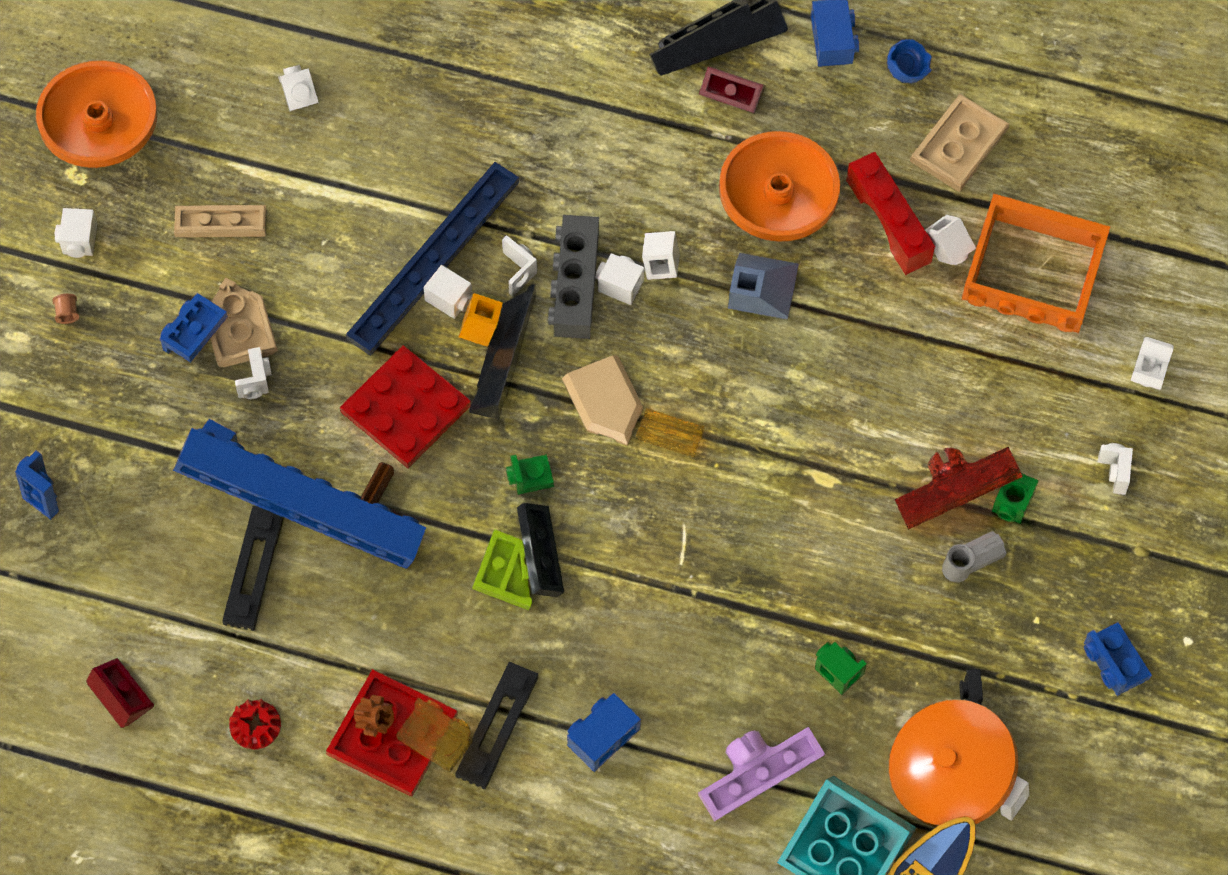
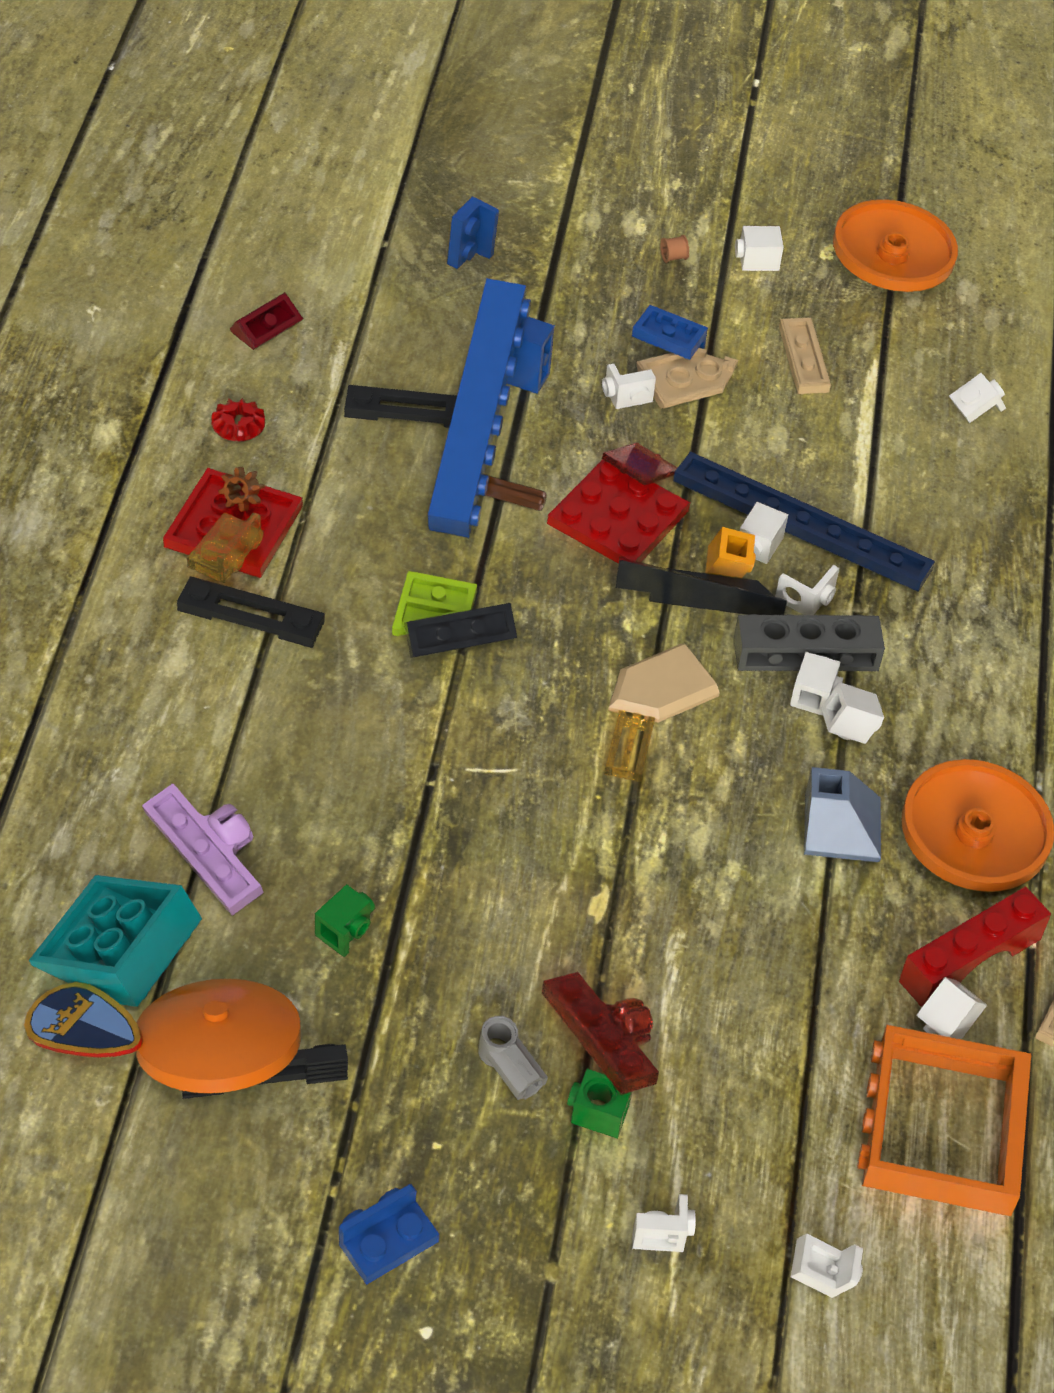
camera: 80 degrees right, 15 degrees down
(353, 378) = (640, 463): none -> clear red piece
(529, 474) = (554, 618): green bracket -> none
(603, 731) = (244, 697): blue brick -> none
(1016, 799) = (181, 1112): white tile -> none

